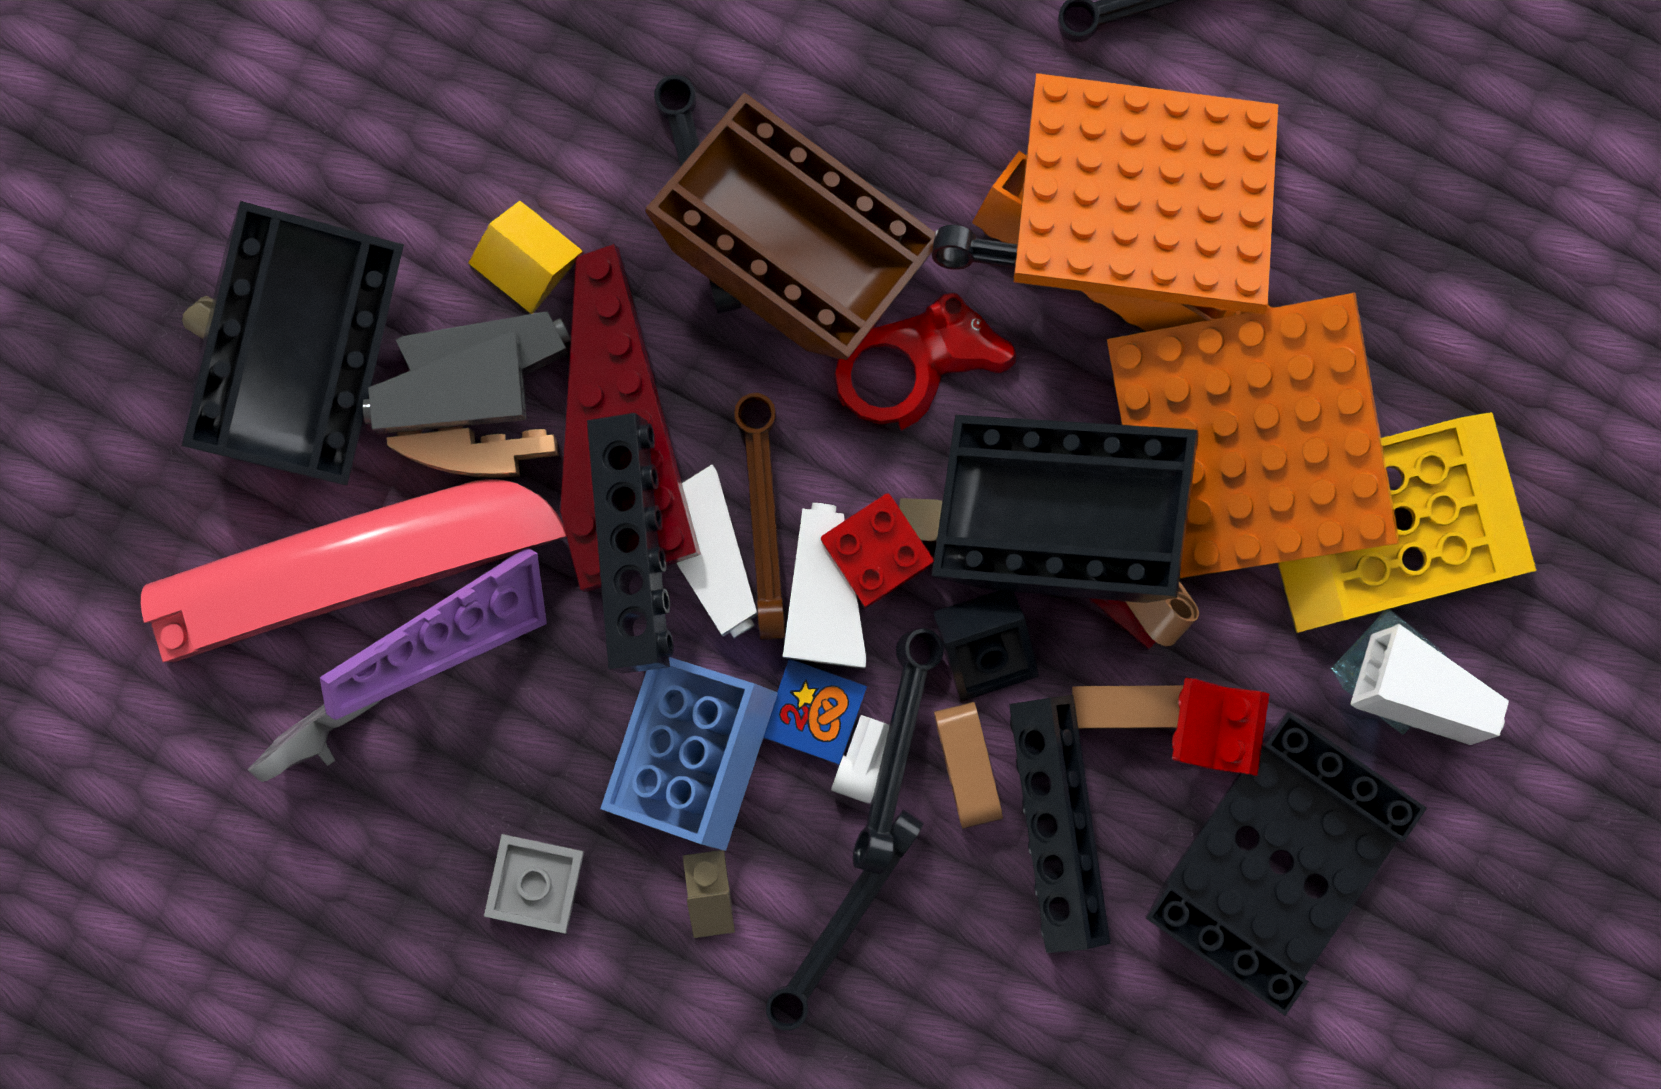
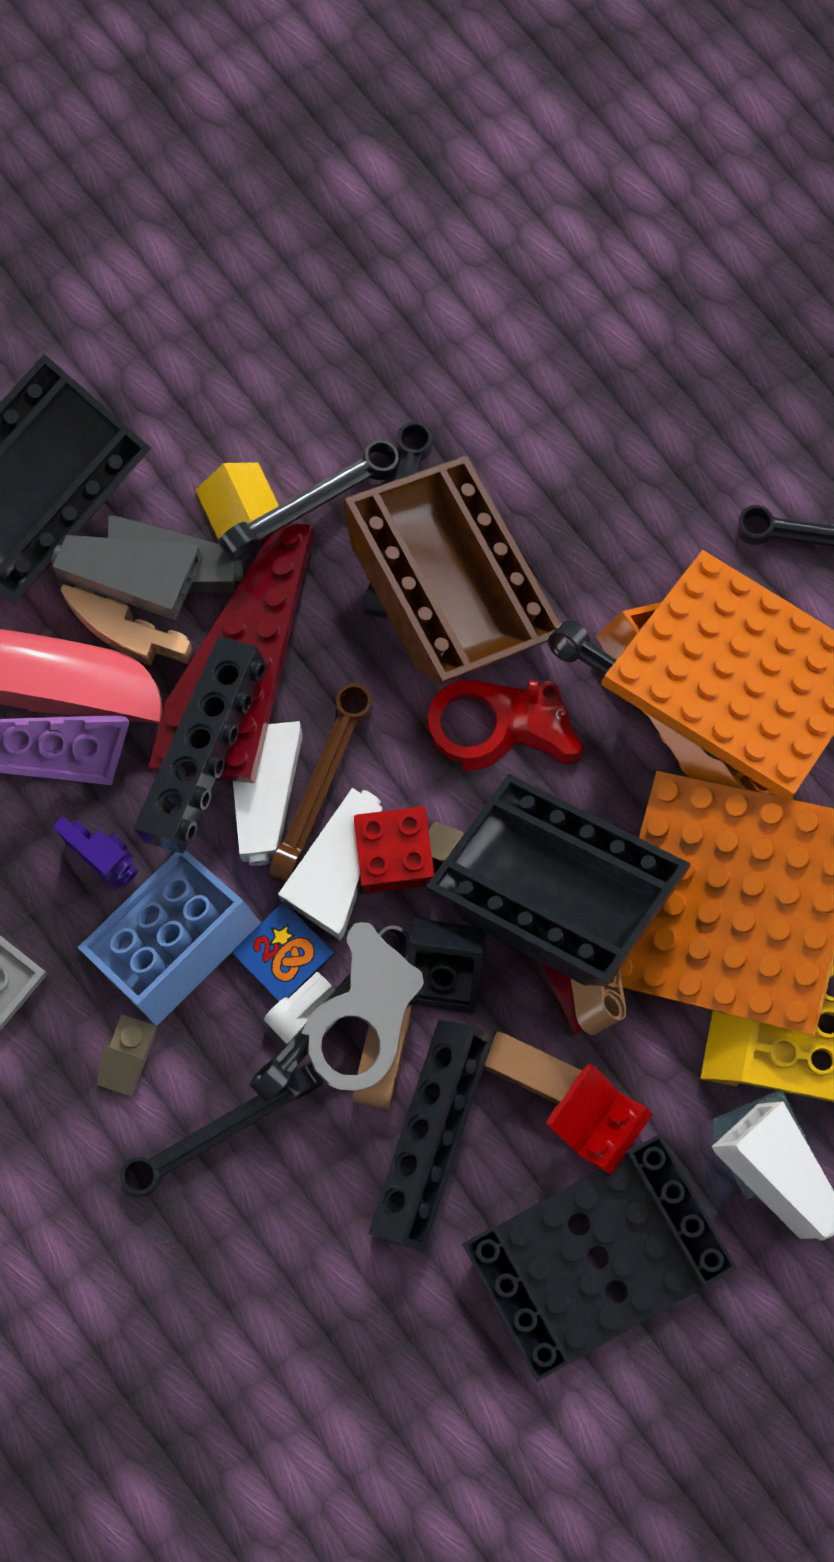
camera: 30 degrees right, 10 degrees down
(559, 289) = (244, 537): none -> black piece
(583, 704) = (103, 854): none -> dark purple plate
(940, 712) = (378, 995): none -> light grey animal

